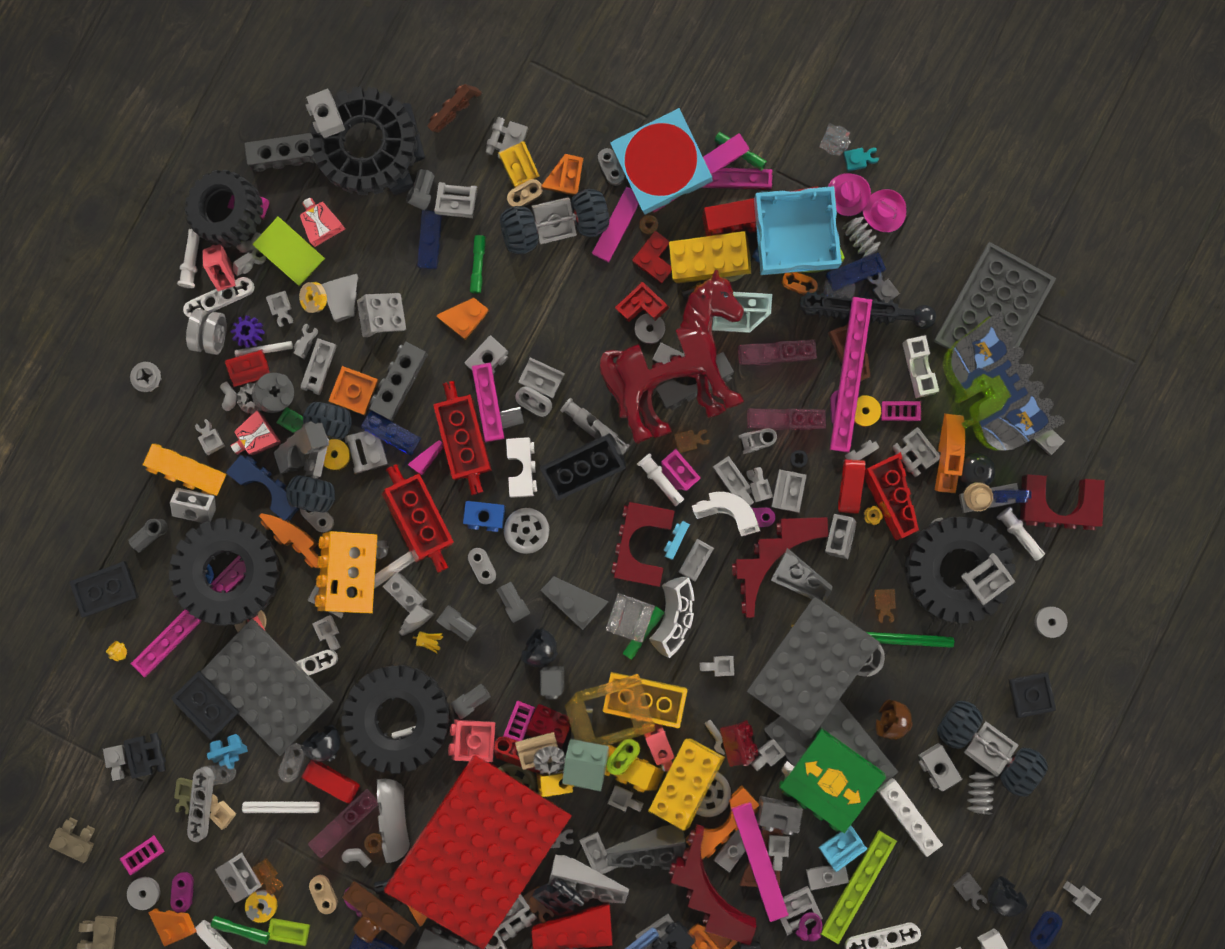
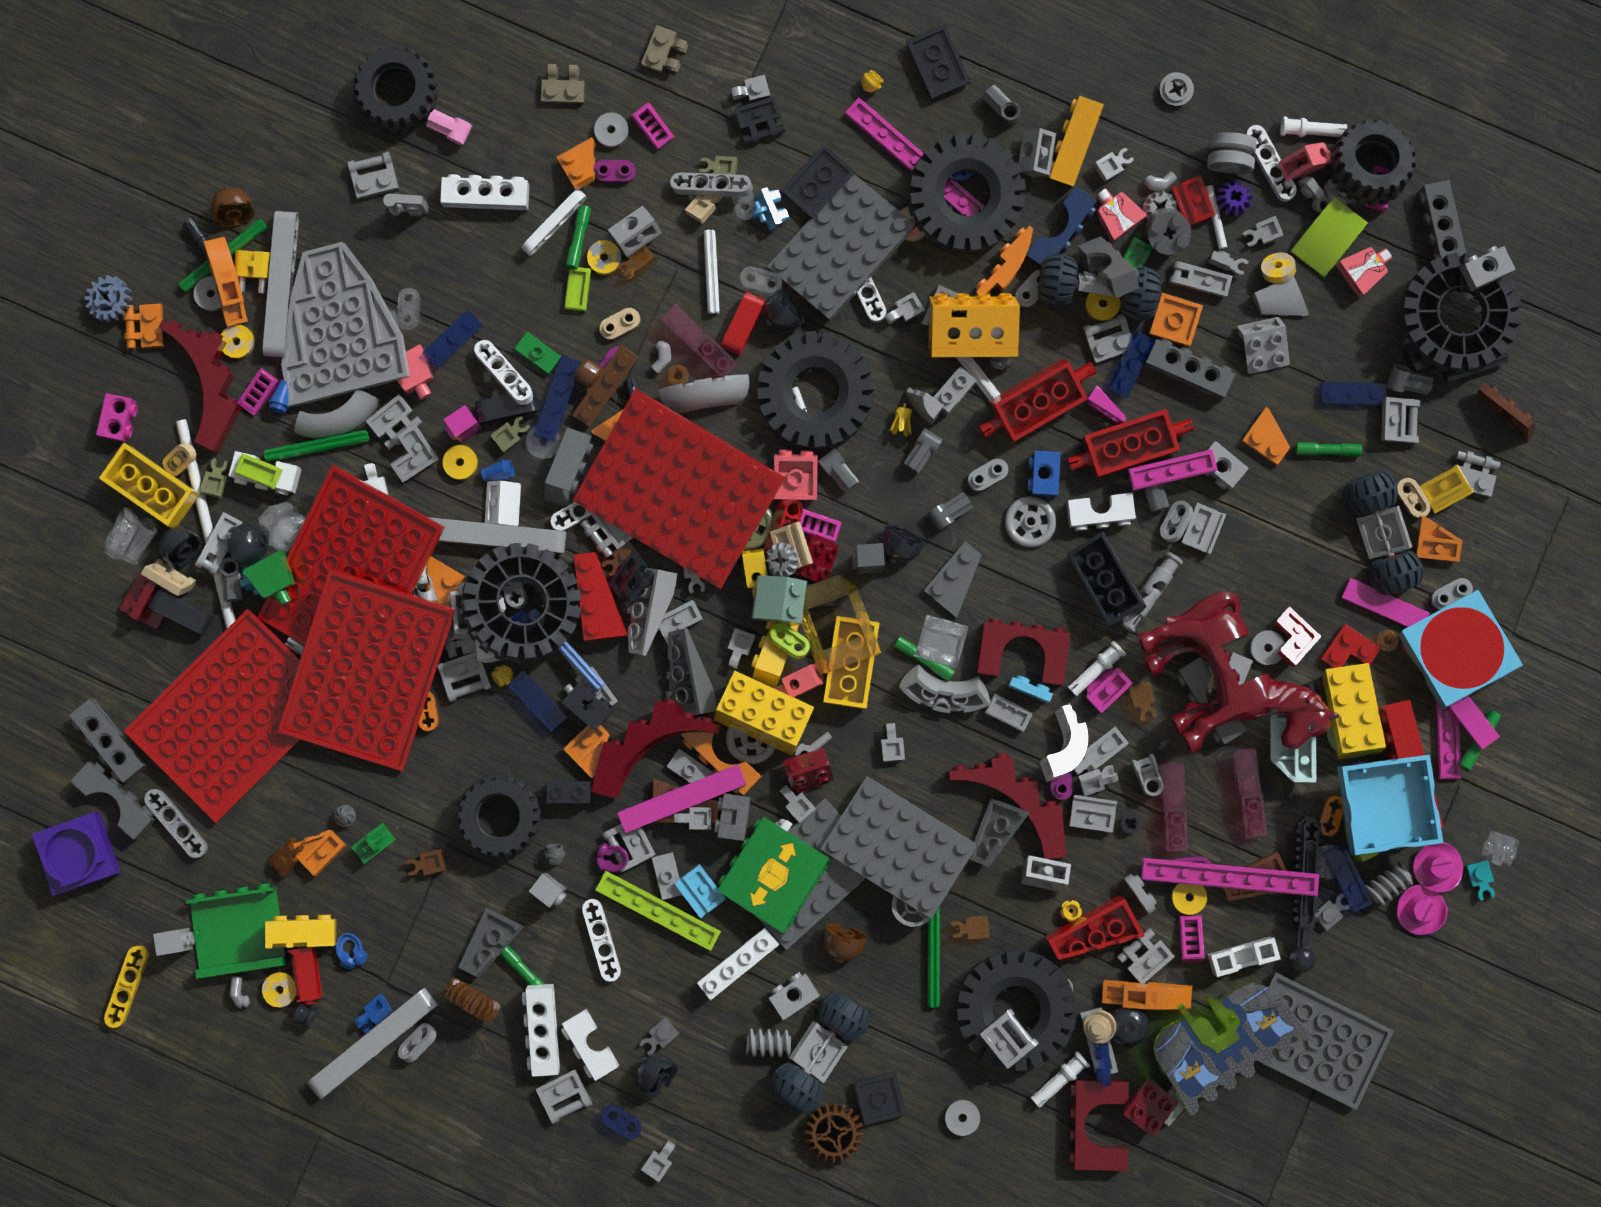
camera: 85 degrees right, 0 degrees up
(851, 486) = (1102, 883): red beam -> none
(1049, 456) = (1150, 1107): none -> dark red bracket
(1056, 723) = (824, 1134): none -> reddish brown gear

